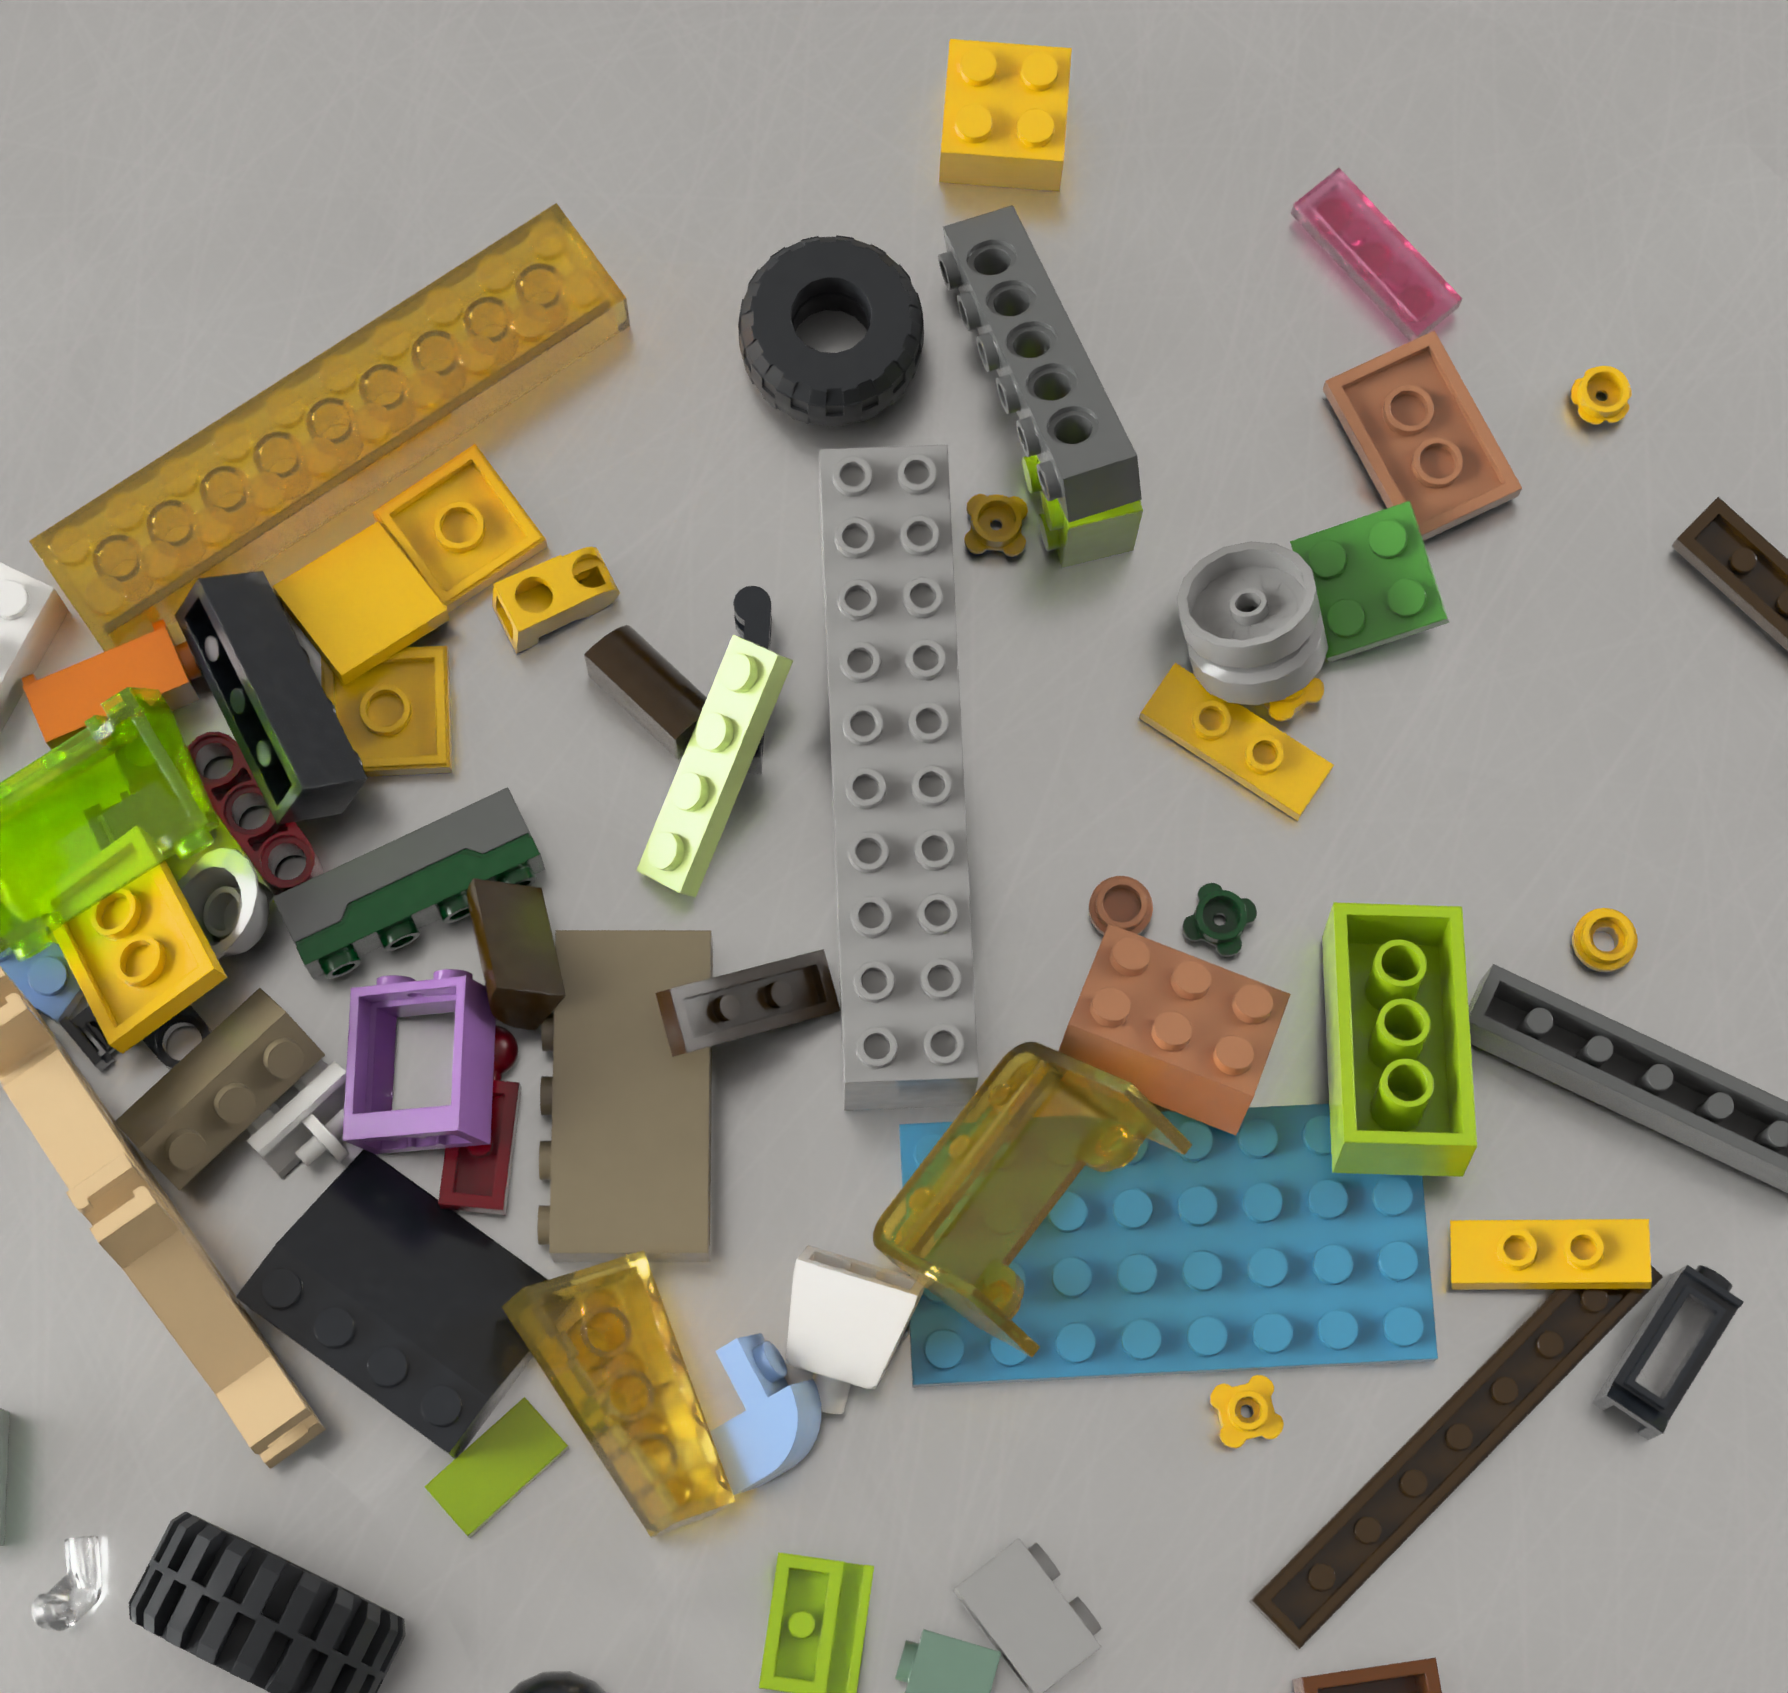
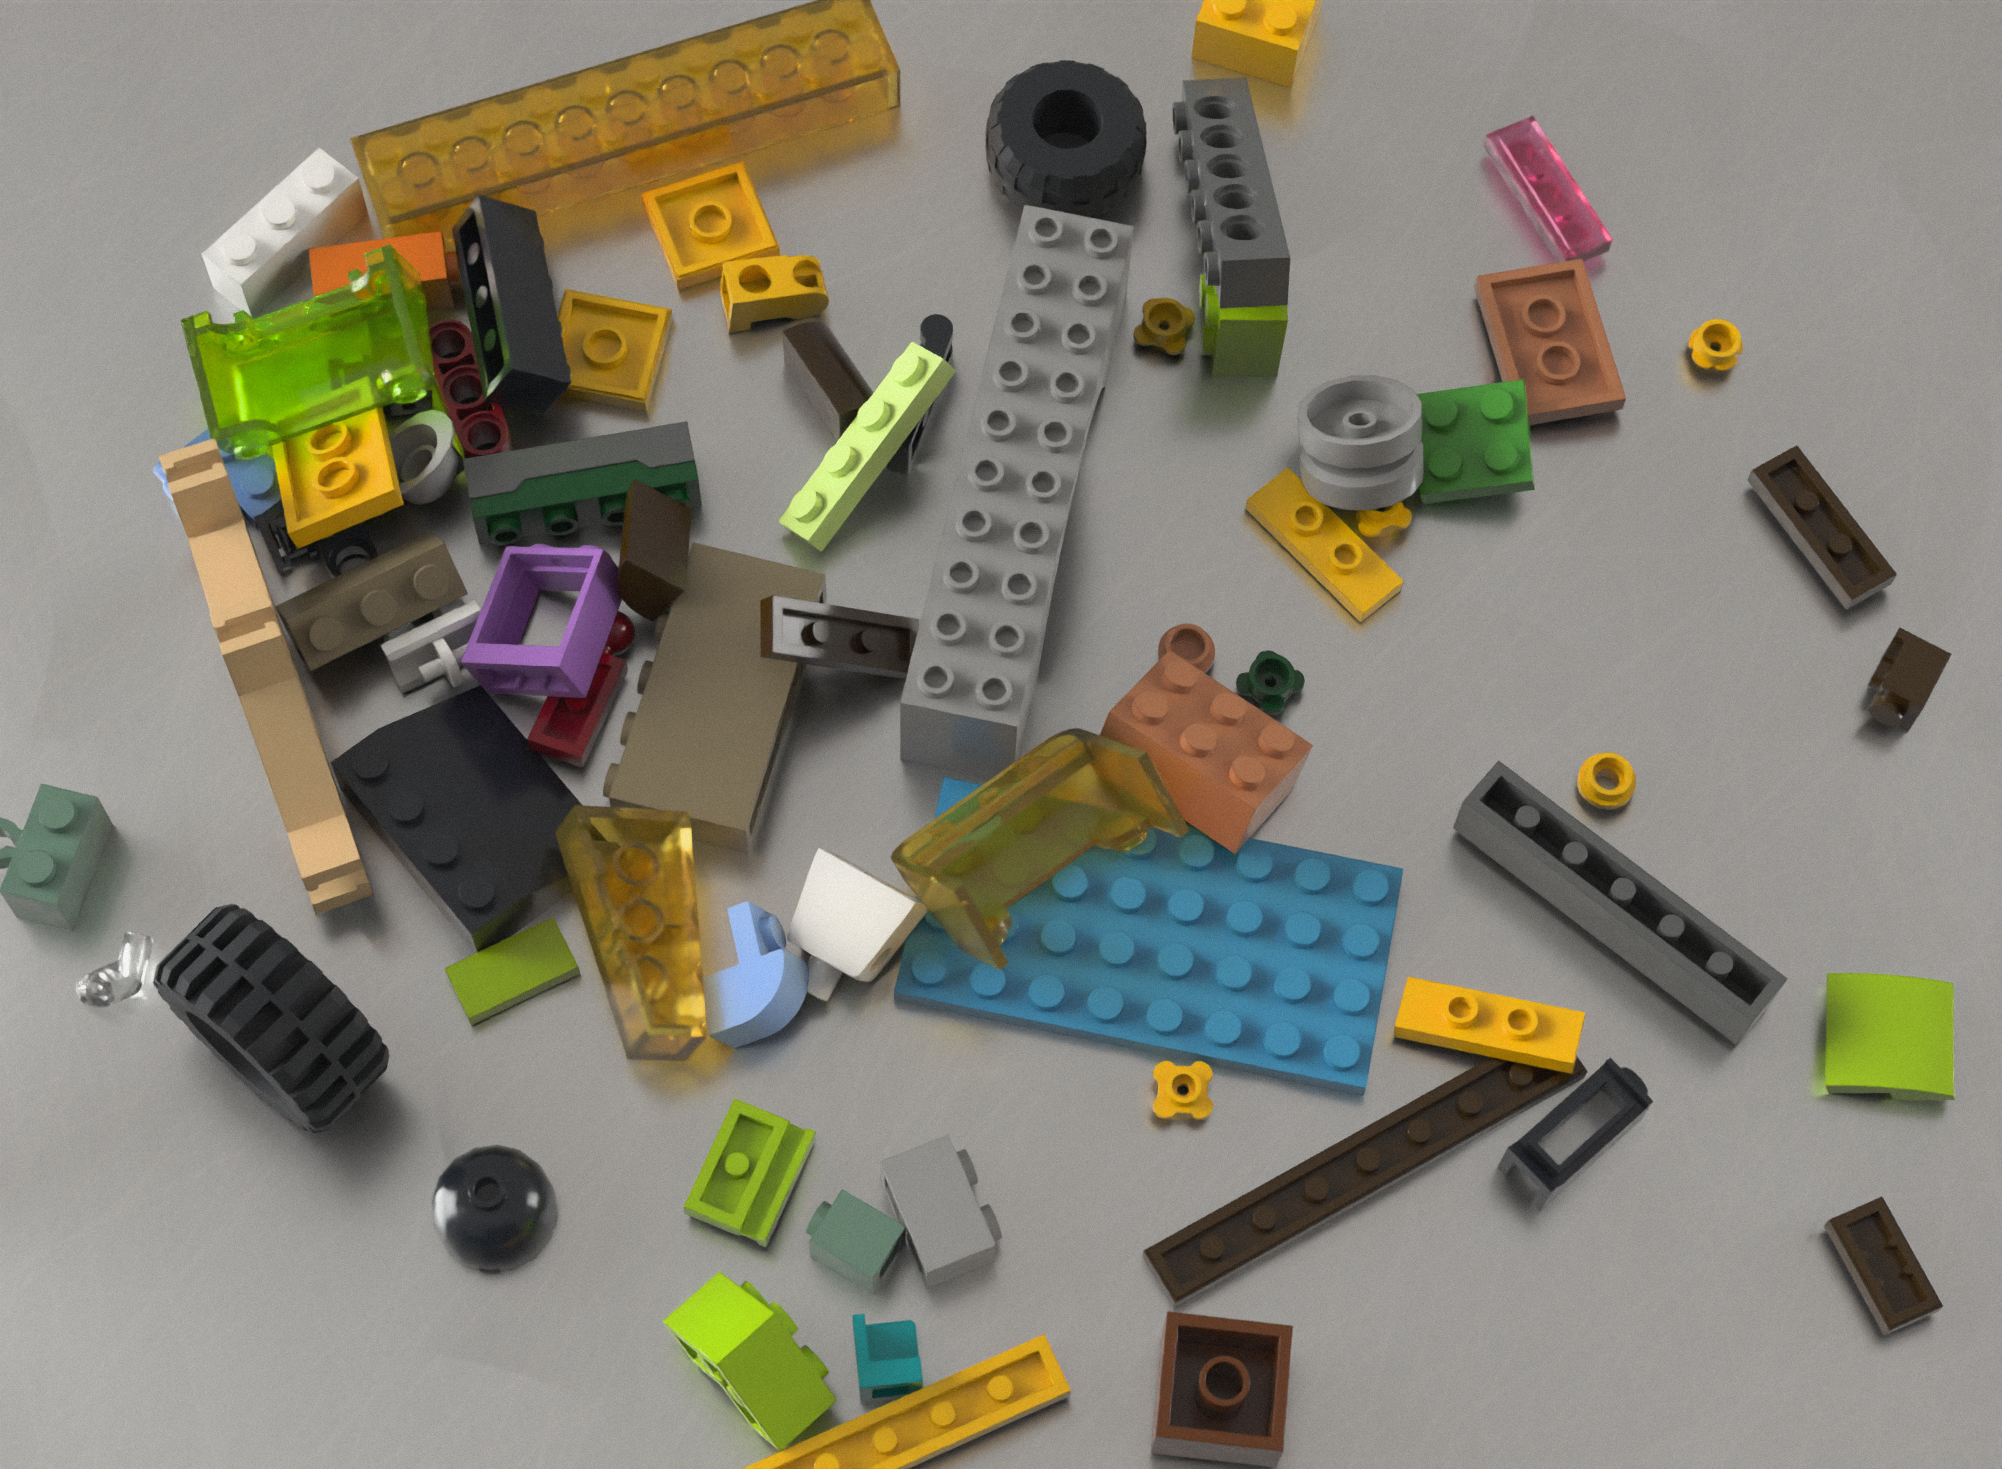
camera: 15 degrees right, 10 degrees down
(361, 603) = (610, 258): yellow tile -> none
(1398, 1040) = (1398, 805): lime brick -> none

